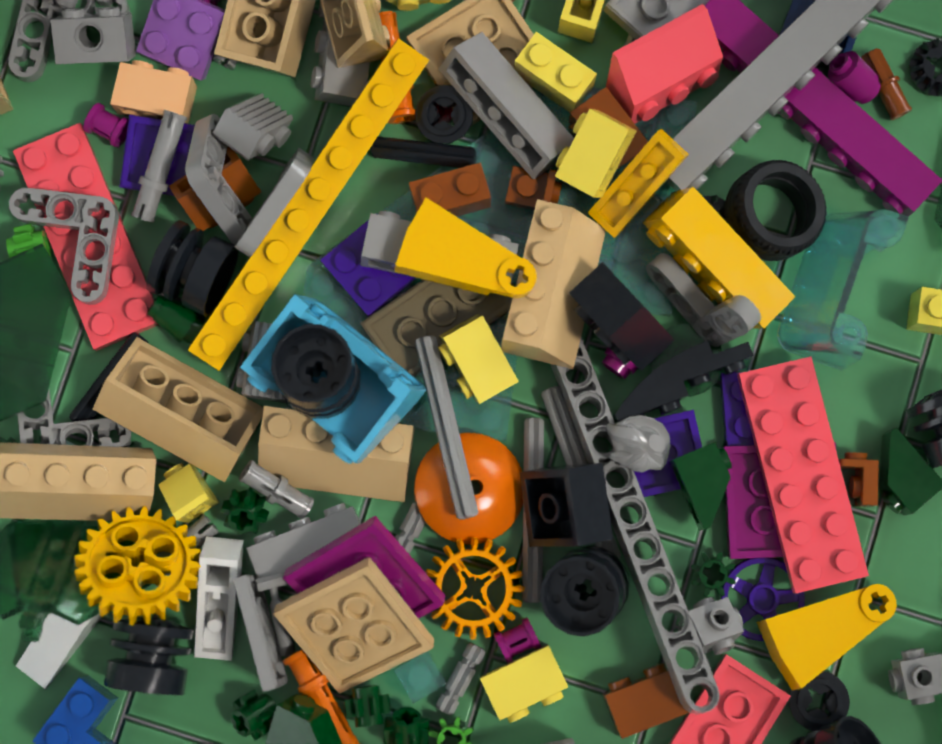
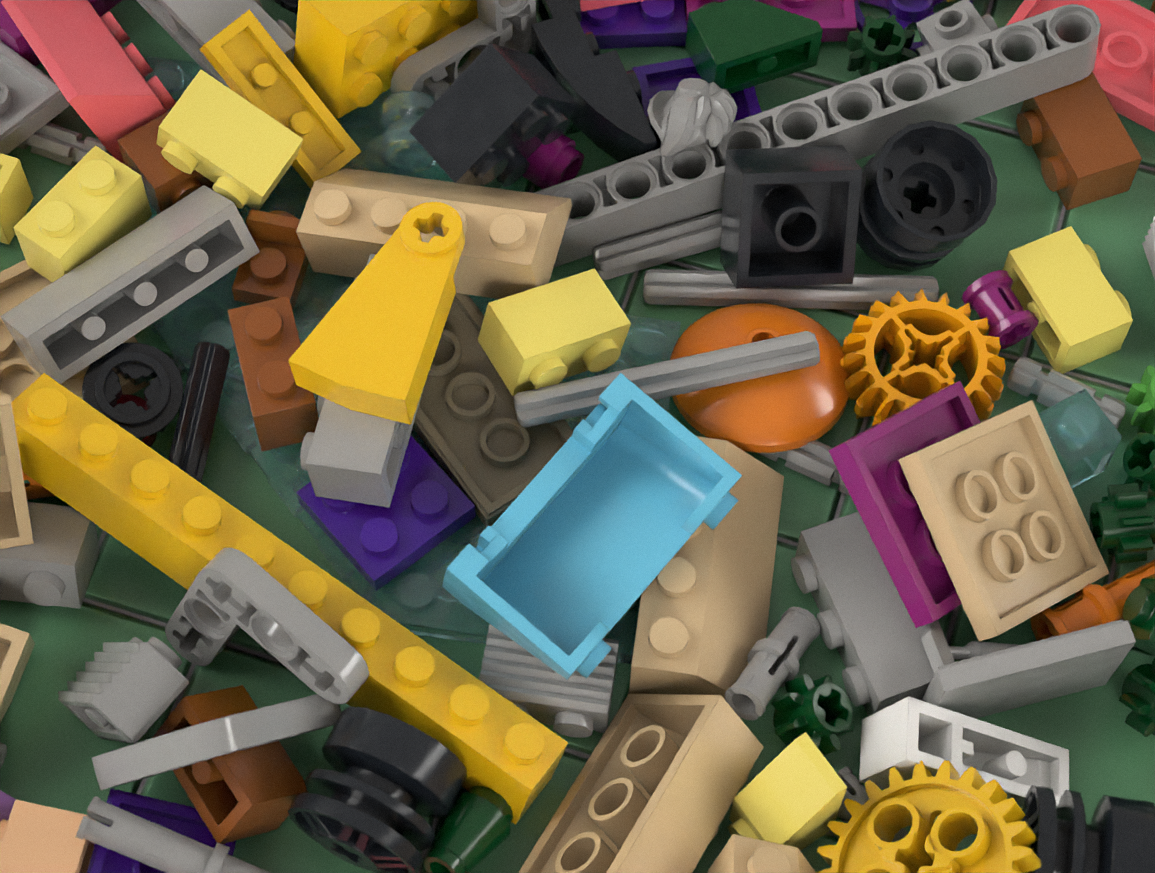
camera: 90 degrees left, 20 degrees down
(306, 354) = (561, 514): black wheel -> none
(629, 266) = (397, 145): none -> clear light blue wheel

